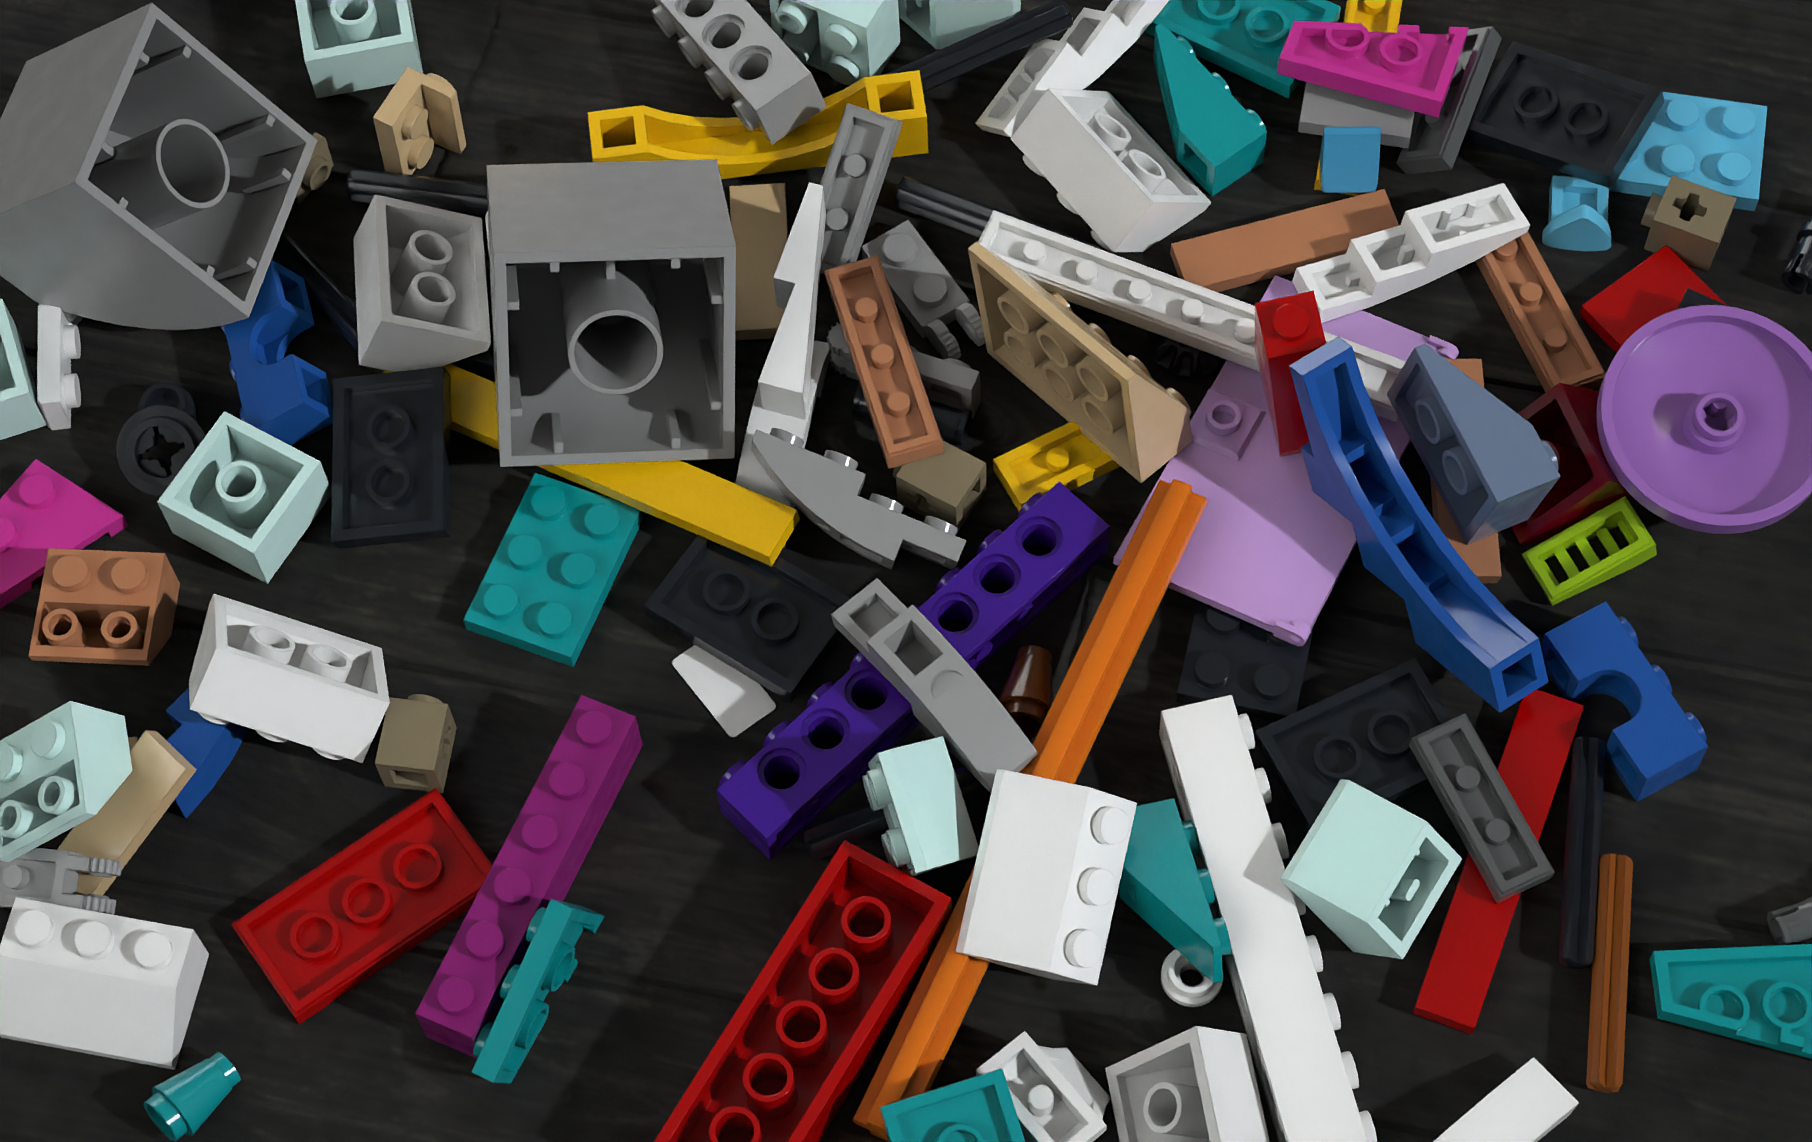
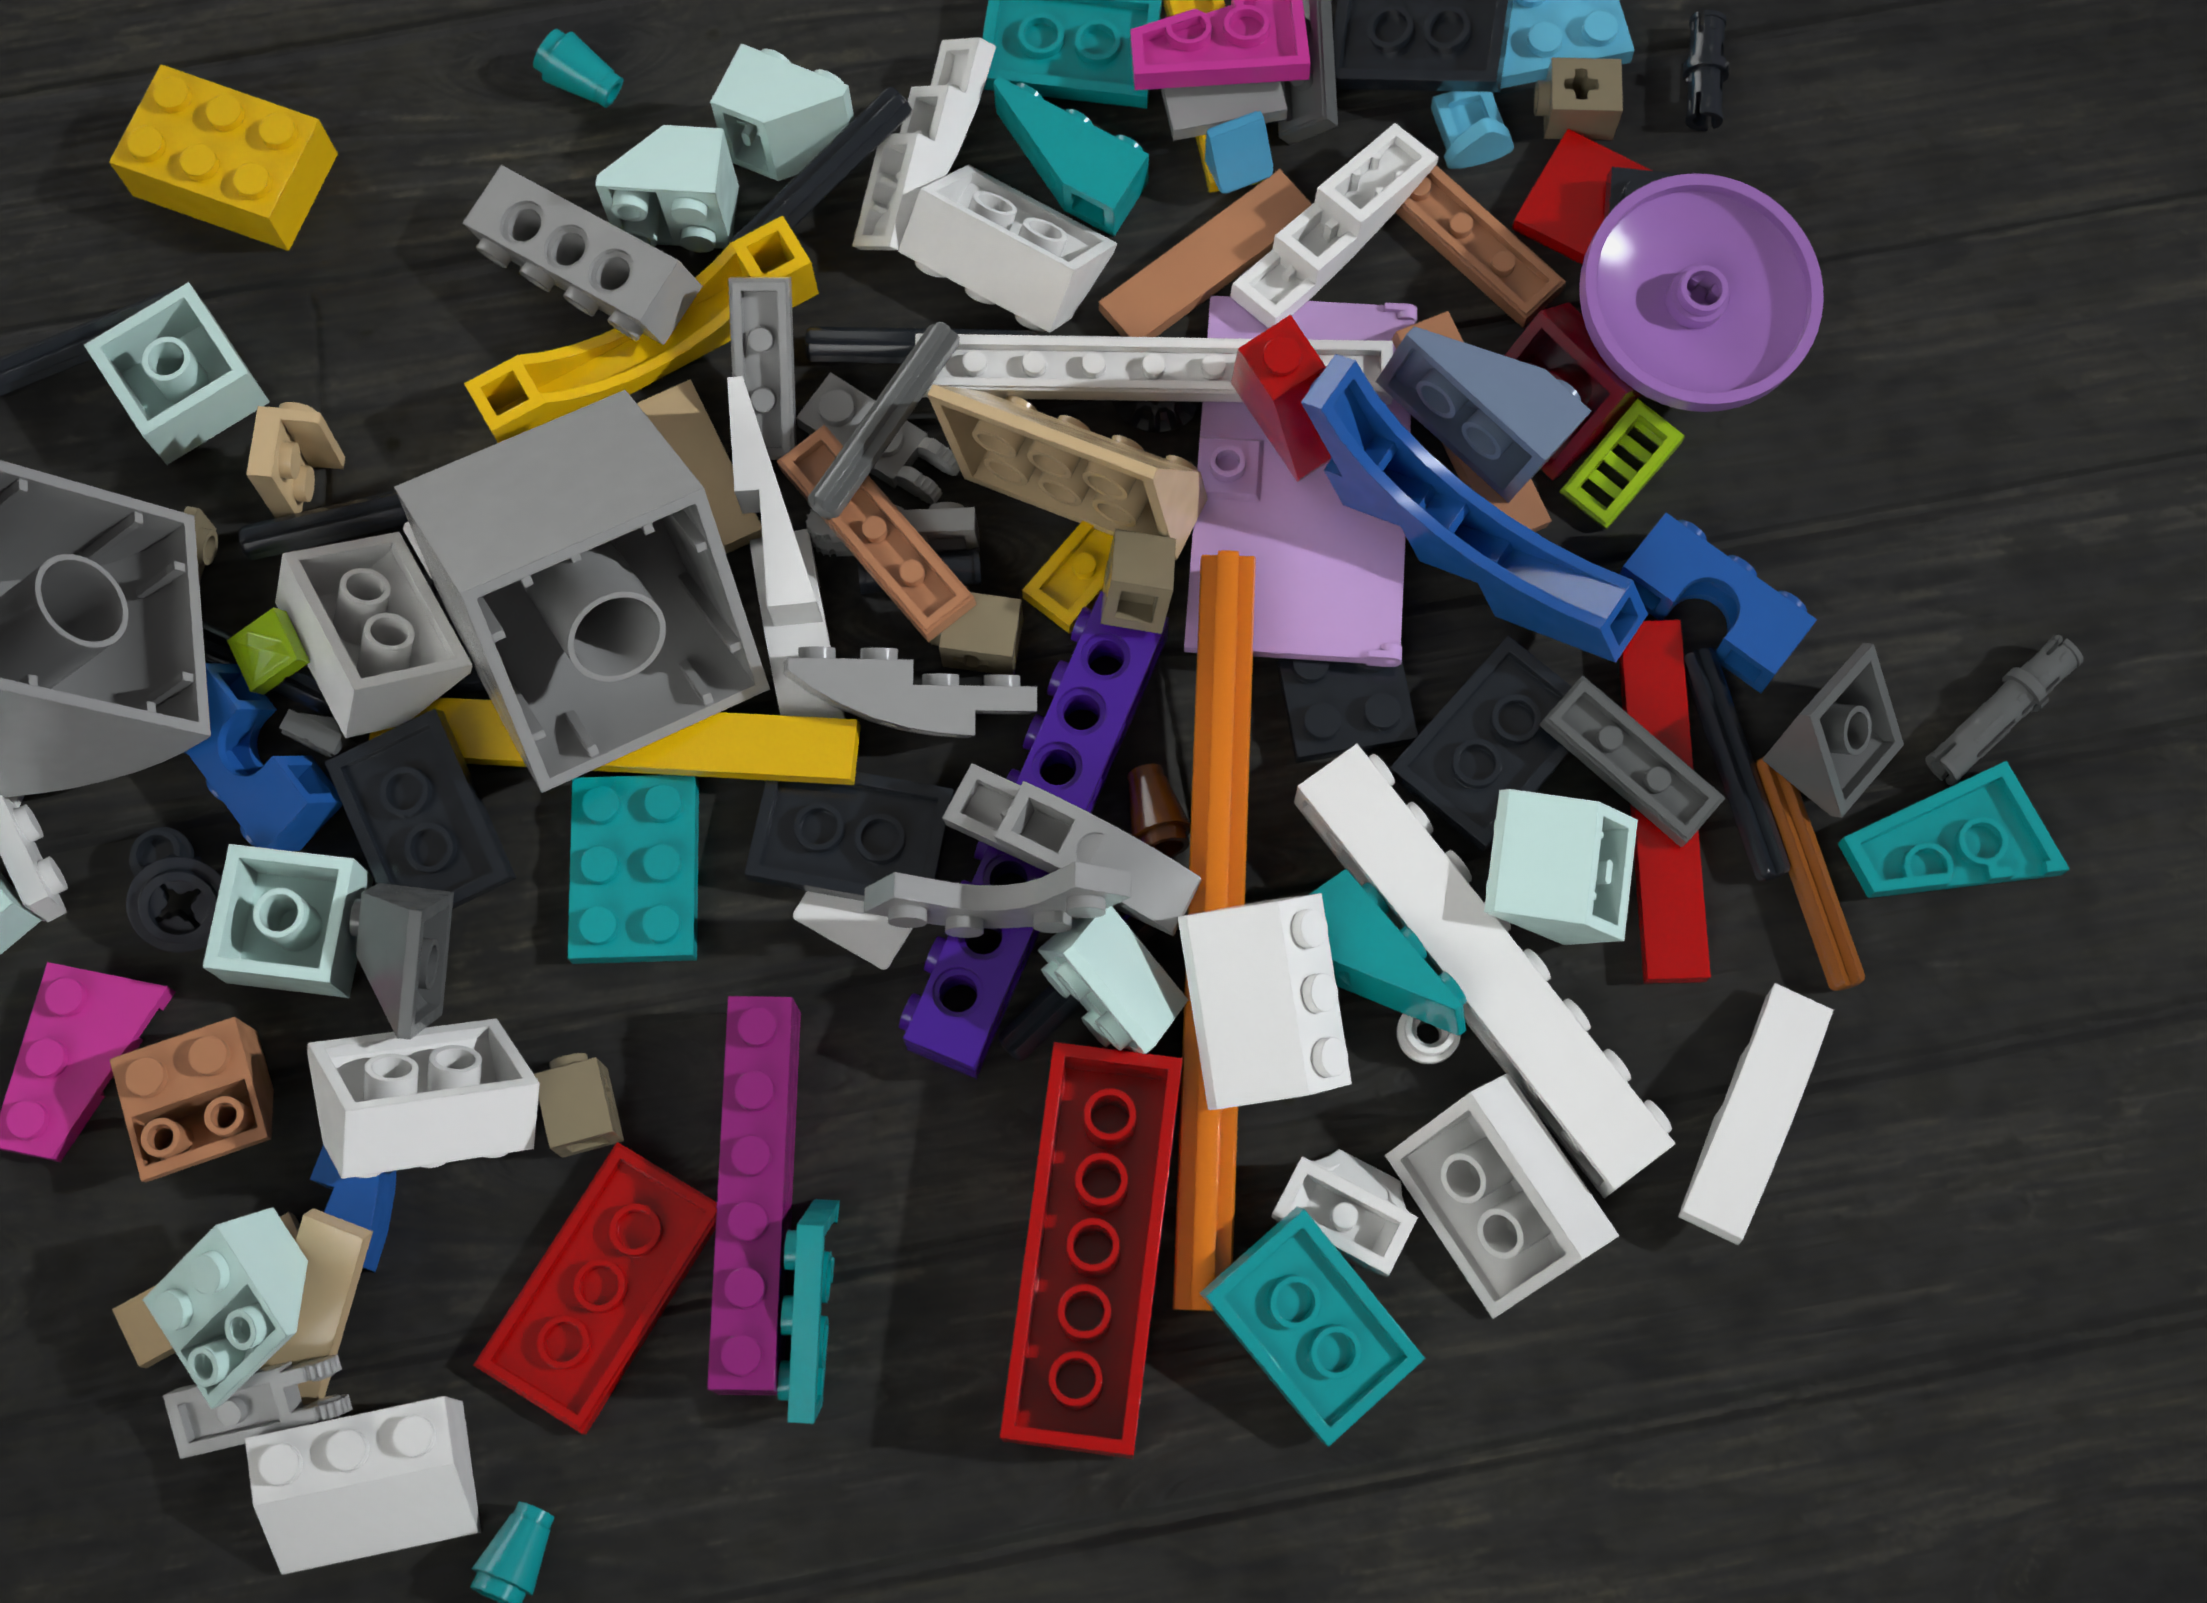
camera: 25 degrees left, 10 degrees up
(328, 272) = (268, 651): none -> lime tile
(329, 557) = (404, 951): none -> dark grey slope
(336, 353) = (317, 733): none -> dark grey tile
(887, 715) = (965, 909): none -> light grey plate
(928, 268) = (883, 421): none -> dark grey axle
(1092, 481) = (1138, 581): none -> dark tan brick
(1688, 855) = (1841, 736): none -> dark grey slope

